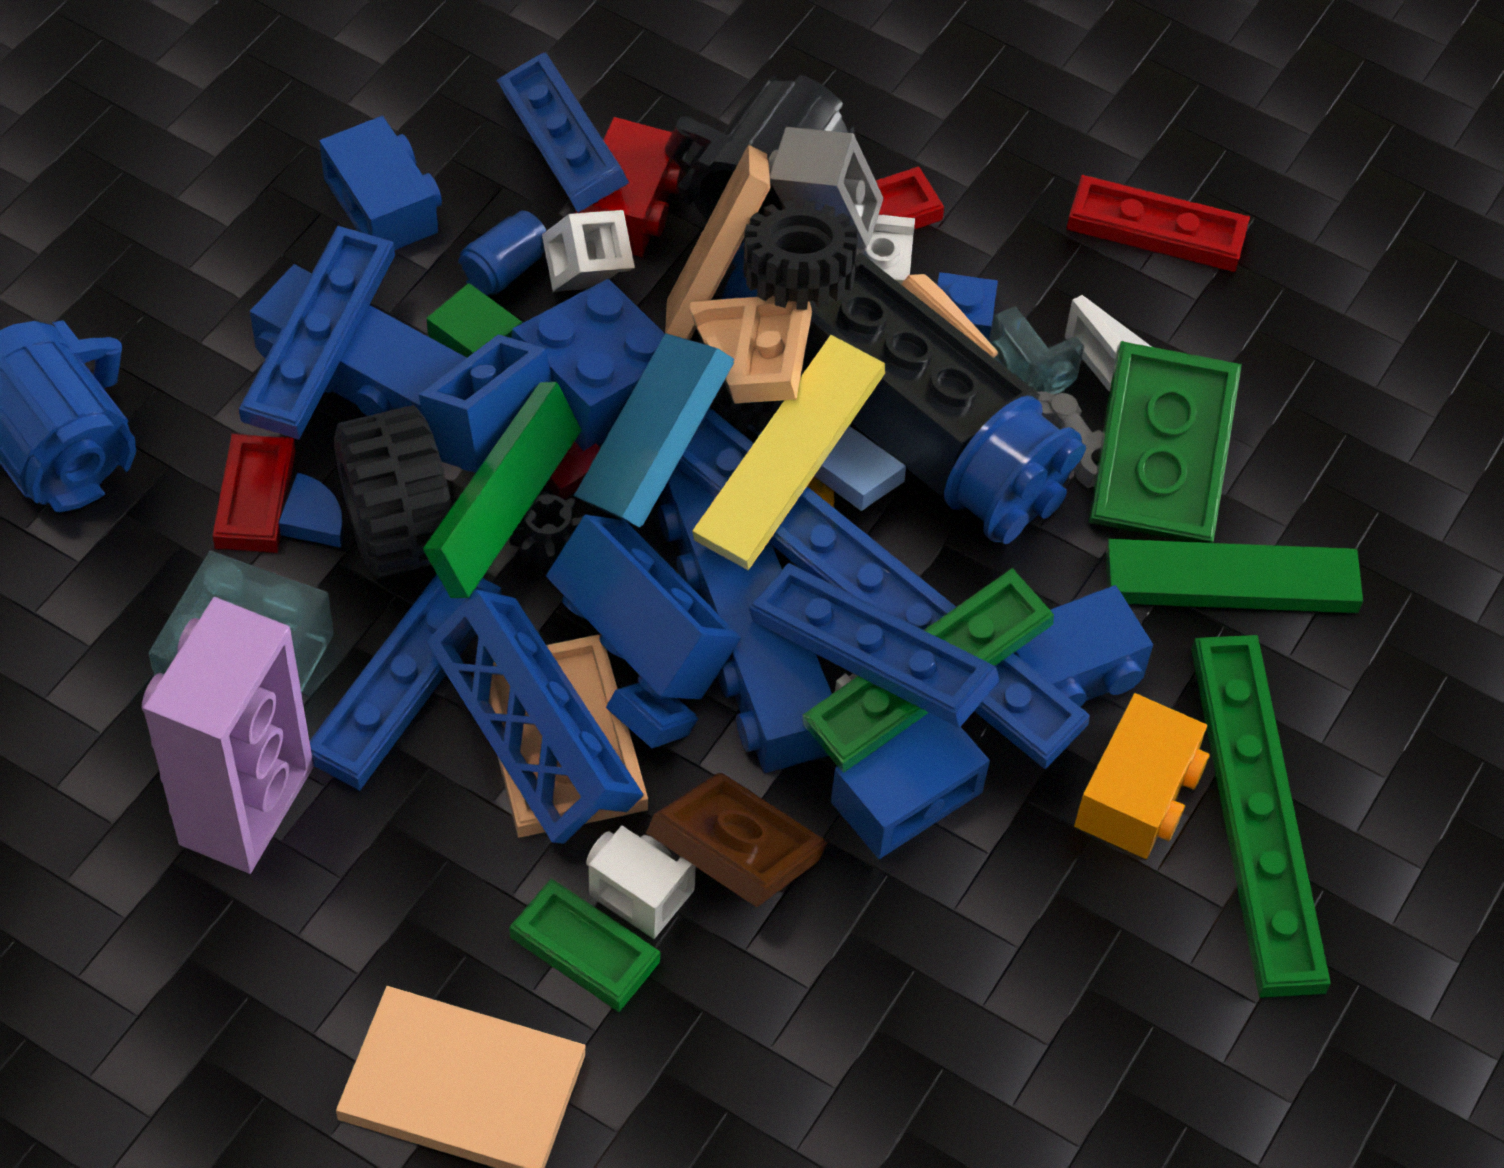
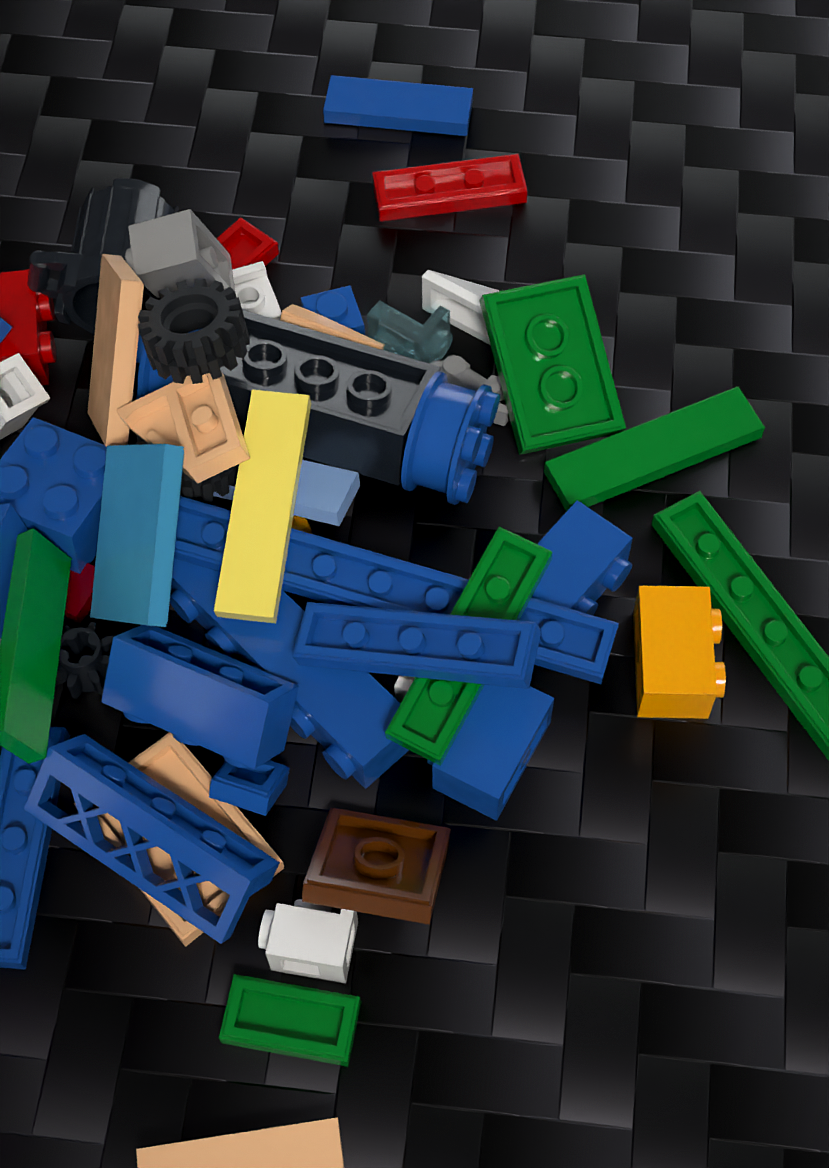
camera: 20 degrees left, 5 degrees up
(1148, 116) = (398, 105): none -> blue tile

